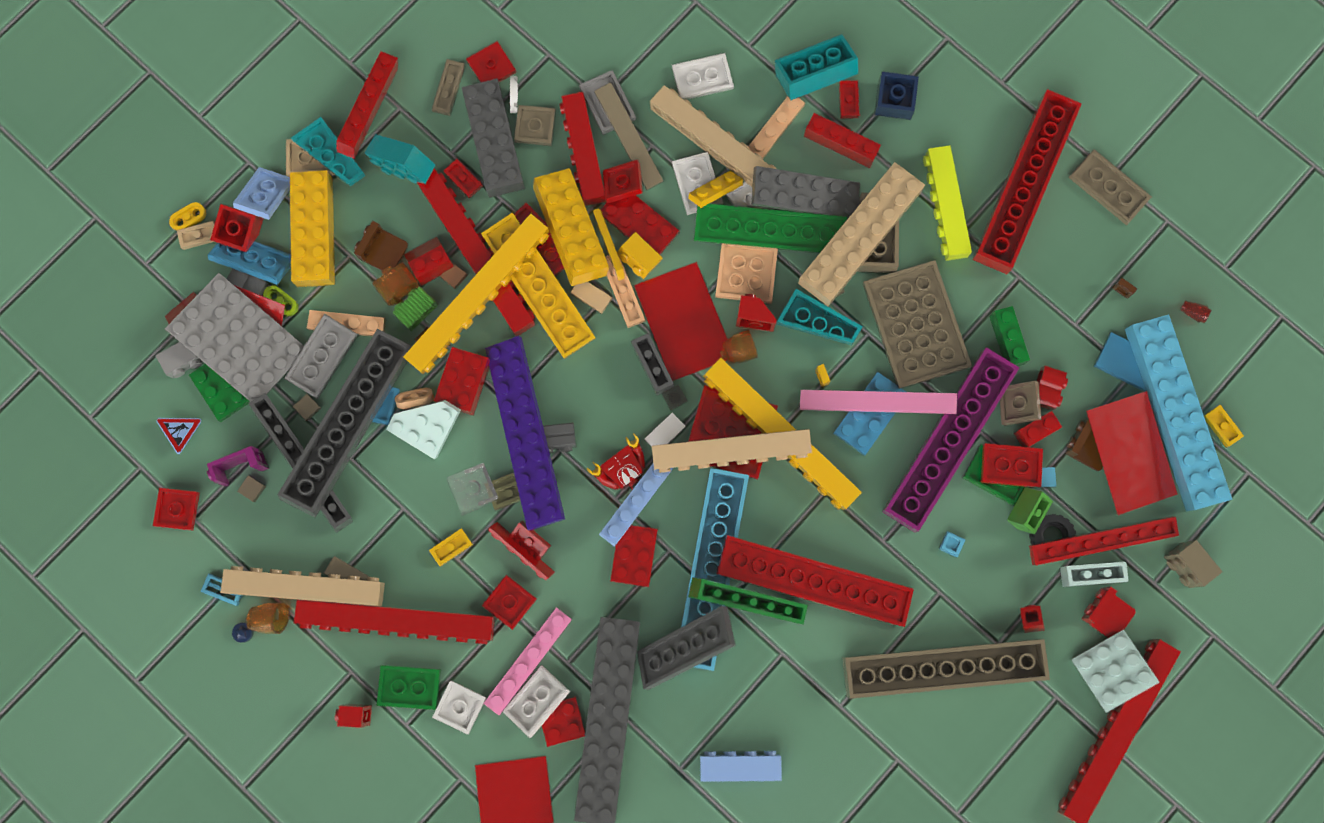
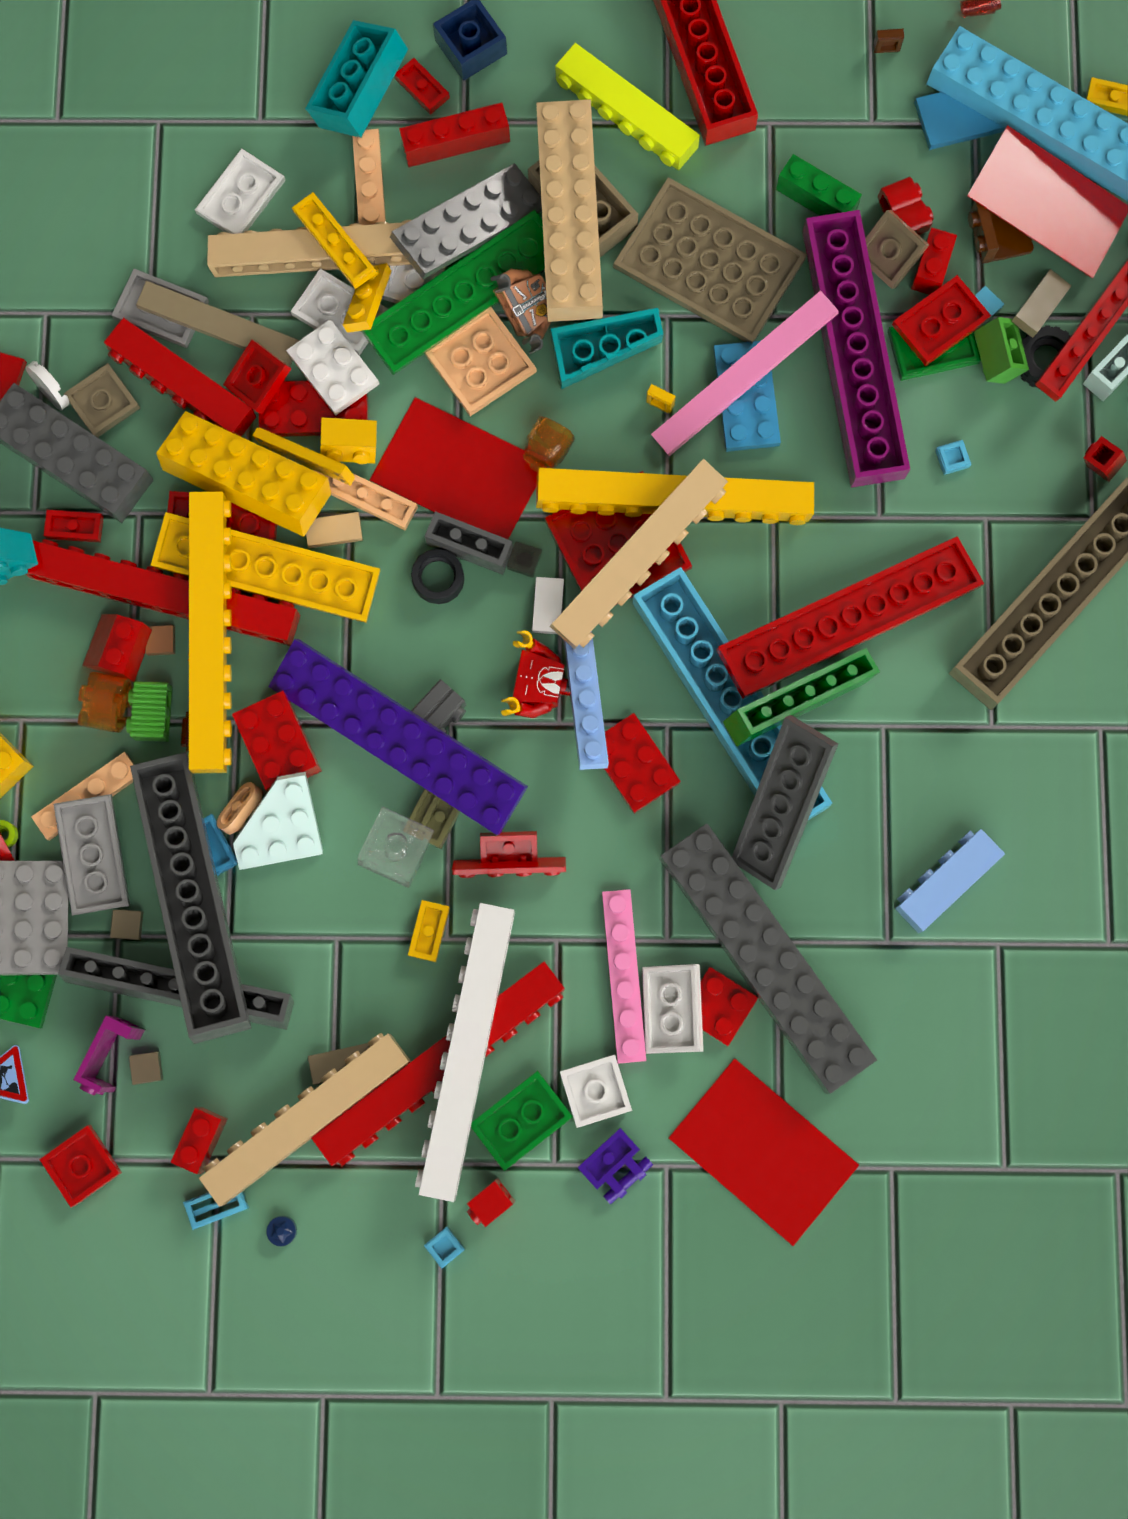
camera: 40 degrees left, 0 degrees up
(243, 549) = (199, 1140): none -> red brick
(262, 618) = (291, 1193): clear orange helmet -> none
(313, 715) = (444, 1247): none -> medium azure tile
(380, 247) = (49, 680): reddish brown bracket -> none
(409, 628) = (466, 1053): none -> white brick
(434, 748) = (609, 1159): none -> dark purple plate
(509, 602) = (546, 931): red plate -> none
(618, 353) = (433, 556): none -> black tyre
(666, 210) = (333, 367): none -> white plate
(724, 144) = (334, 240): none -> yellow tile
(754, 314) = (531, 394): red slope -> none
(796, 259) = (525, 304): none -> torso
(1075, 504) = (1041, 303): none -> dark tan tile

